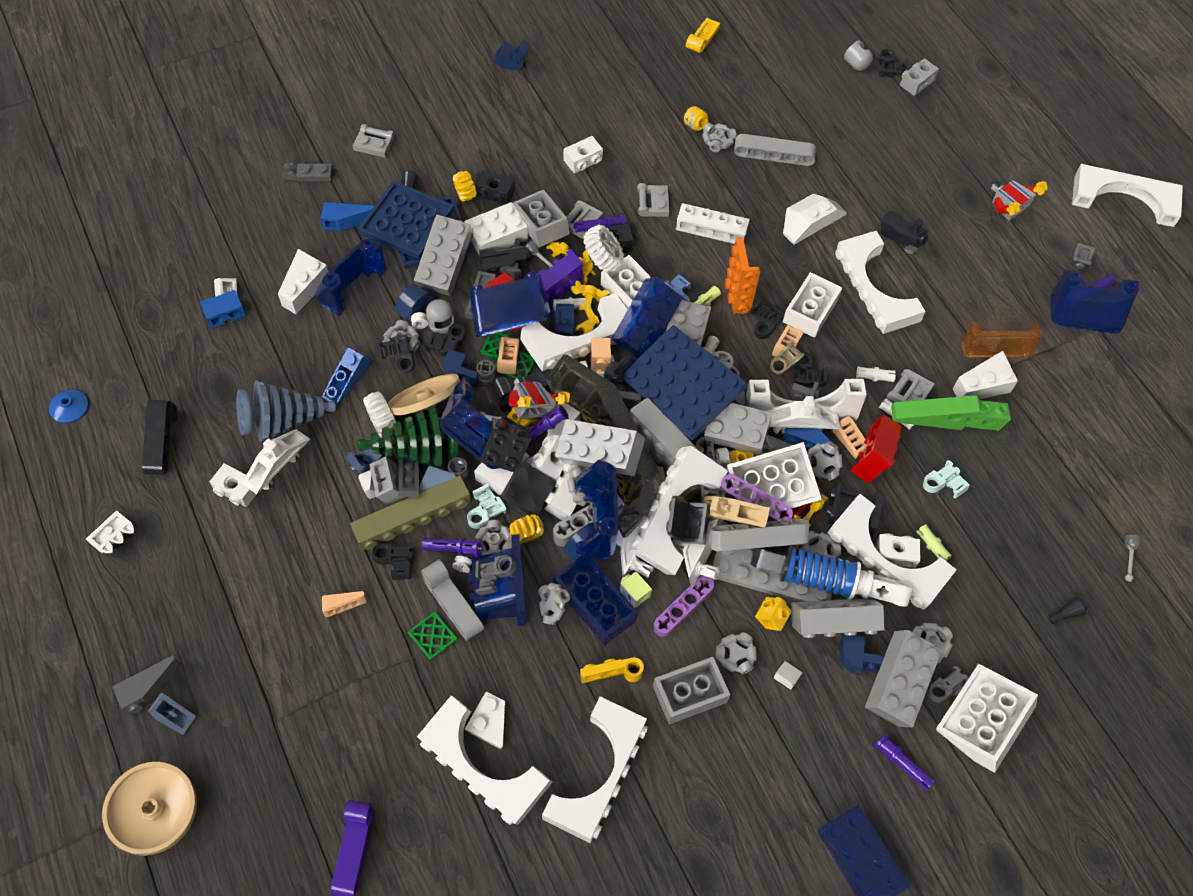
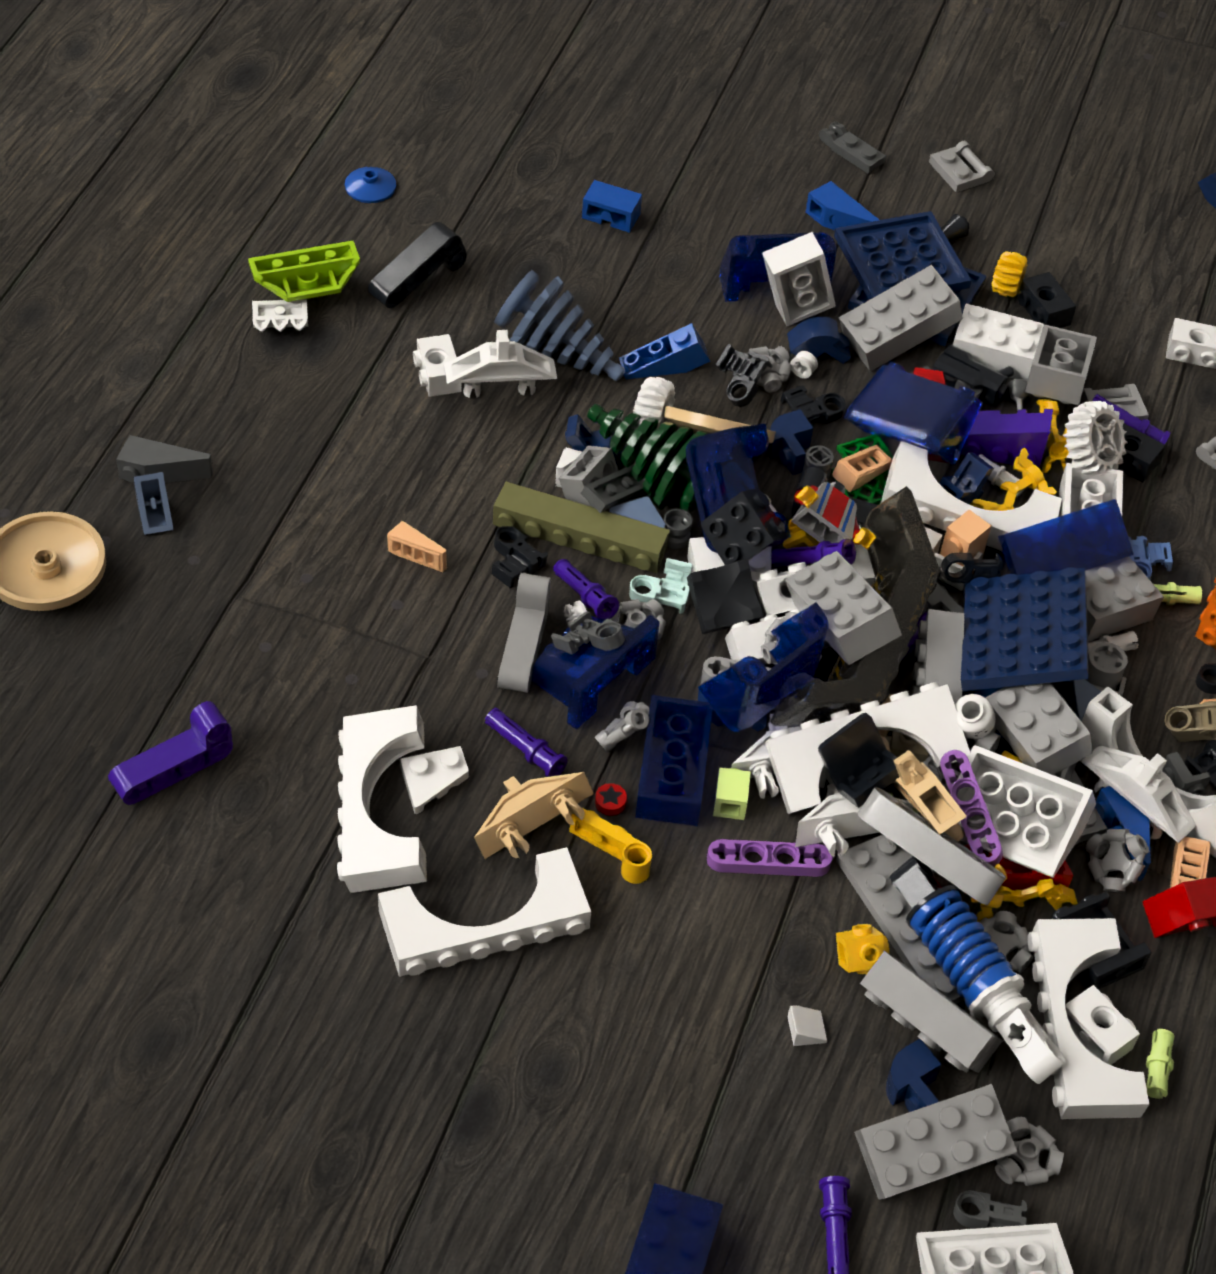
camera: 45 degrees right, 10 degrees down
(100, 494) = (306, 271): none -> lime wedge
(224, 285) = (641, 185): white slope -> none
(301, 281) = (708, 238): white wedge -> none
(375, 275) = (799, 279): none -> white brick
(423, 624) = (473, 636): green window -> none
(439, 311) = (832, 366): light grey helmet -> none
(523, 657) = (535, 750): none -> dark purple pin
(527, 527) = (681, 636): yellow gear -> none
(556, 693) = (529, 807): none -> tan connector
(584, 647) = (610, 799): none -> red tile
(691, 690) = (673, 933): light grey brick -> none
(712, 448) = (975, 716): none -> white head
(737, 653) = (772, 953): light grey piece -> none

